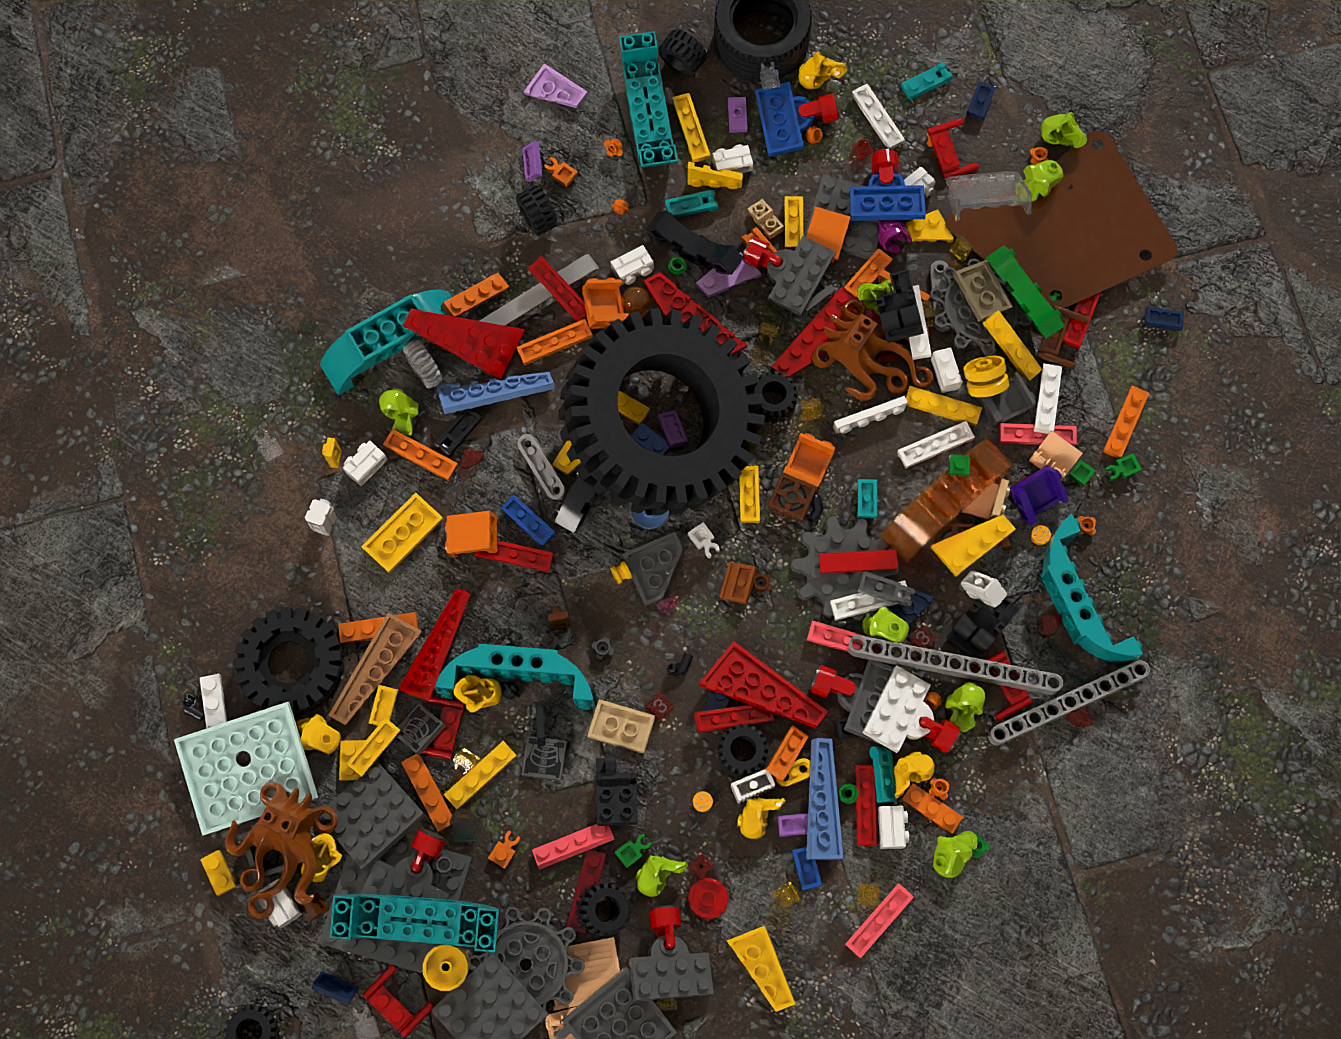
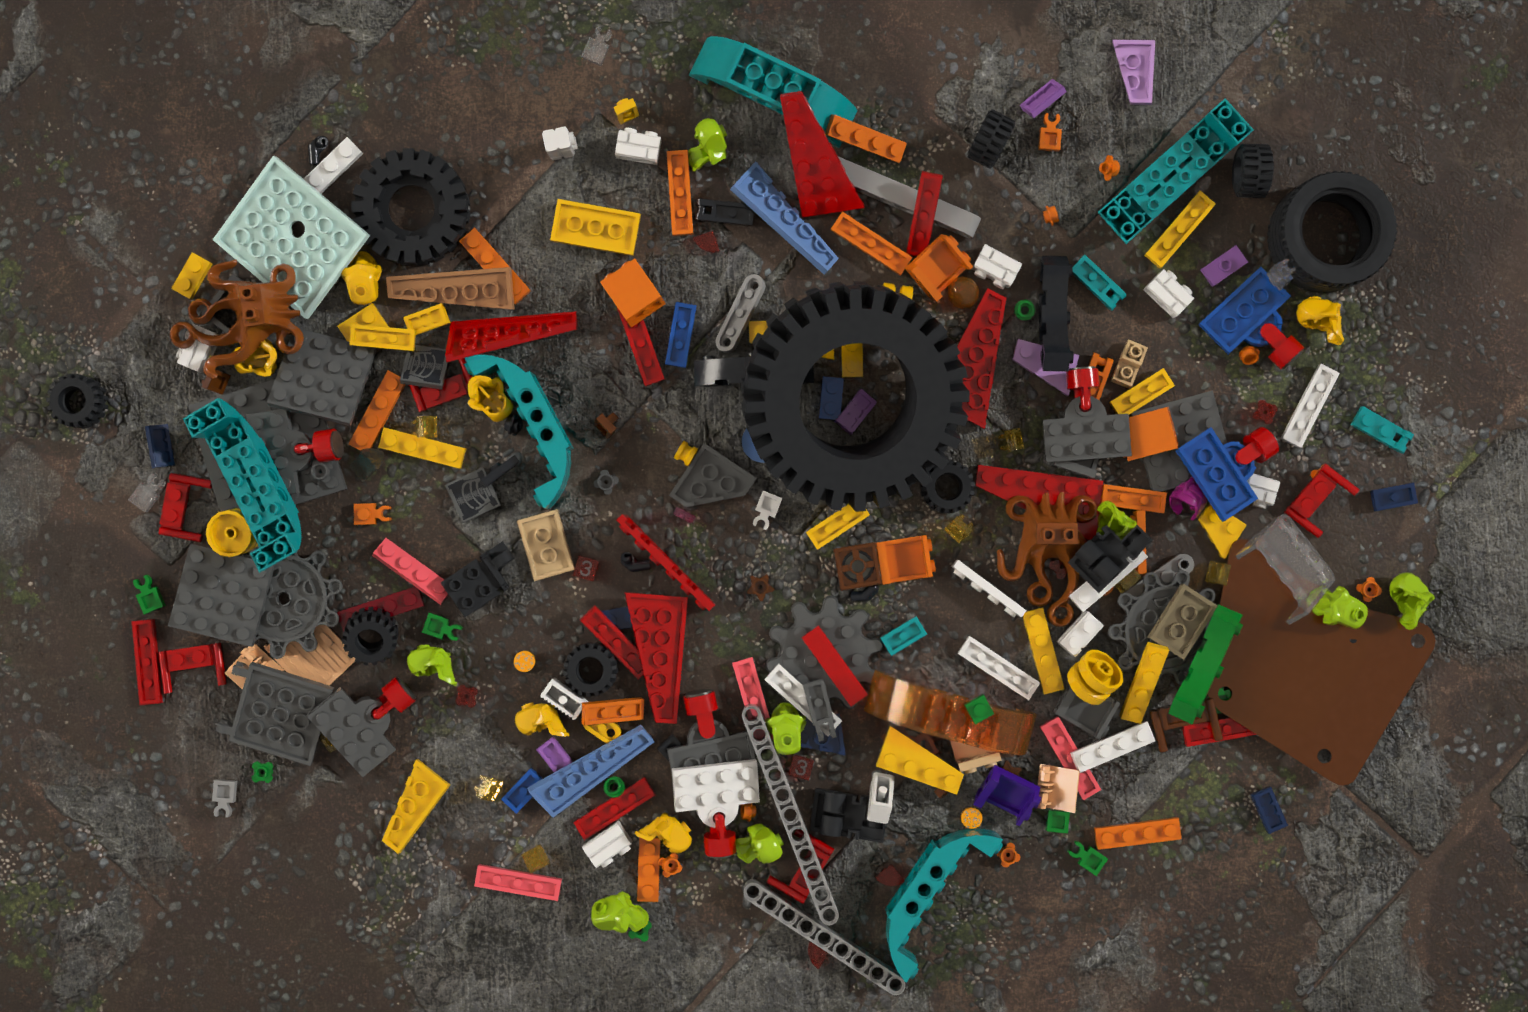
camera: 55 degrees right, 15 degrees up
(422, 364) = (765, 135): light grey gear -> none
(691, 638) = (642, 540): none -> red wing
(708, 898) = (443, 719): red tile -> none
(715, 179) = (1136, 279): yellow wing -> none
(738, 583) = (745, 567): dark orange plate -> none
(883, 774) = (650, 808): teal plate -> none

